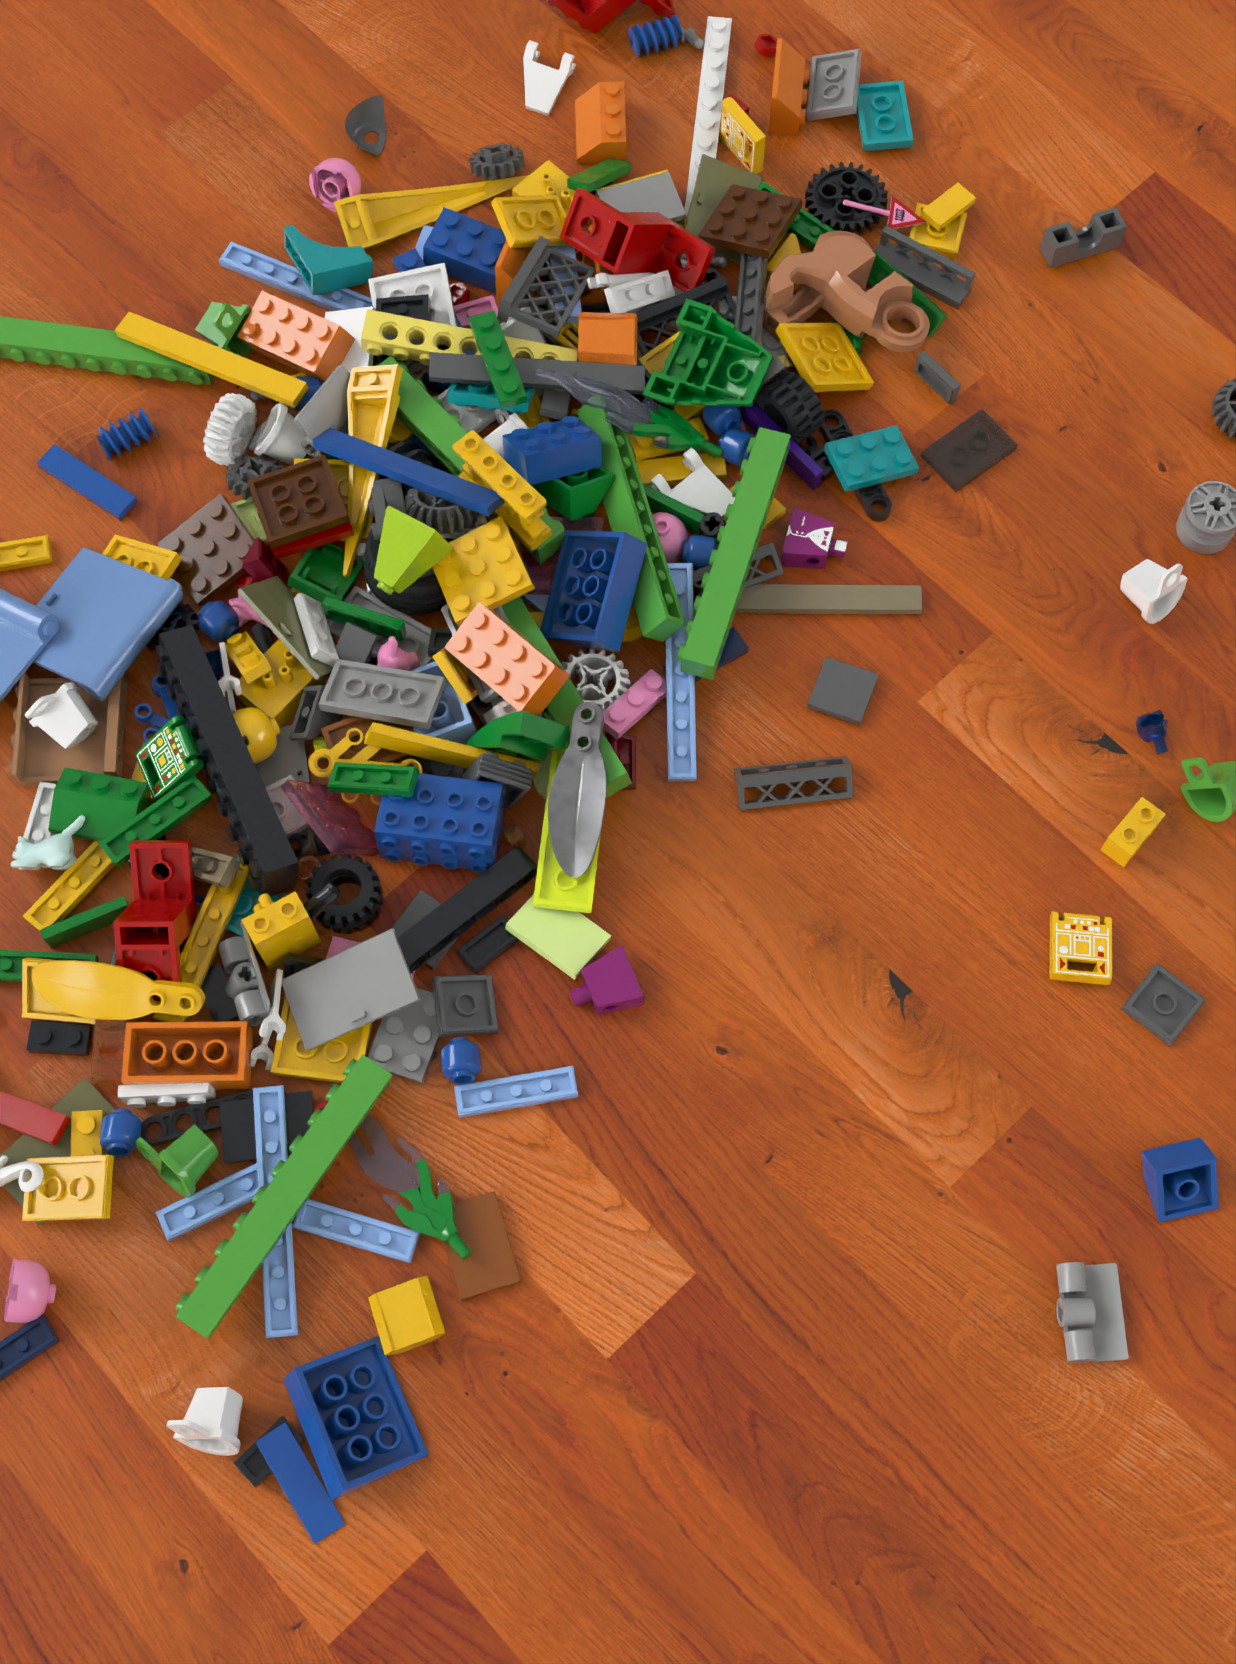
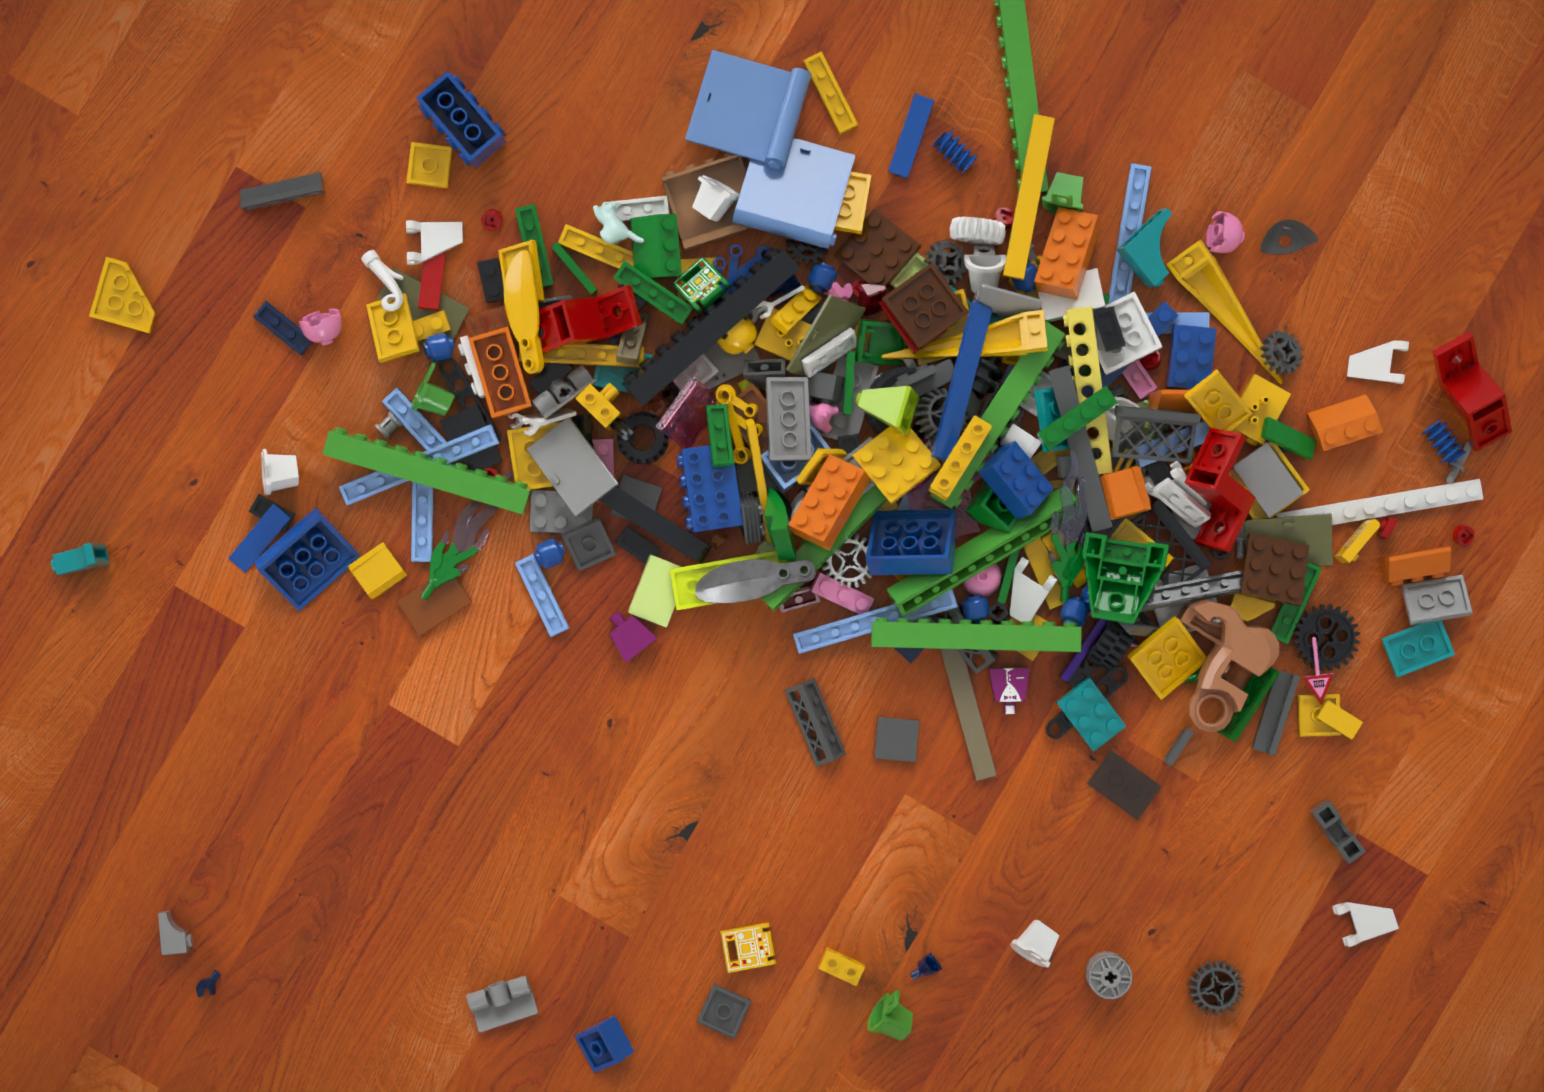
camera: 75 degrees right, 20 degrees up
(203, 1237) = (388, 425): none -> light grey bush
(1198, 236) = (1367, 920): none -> white flag

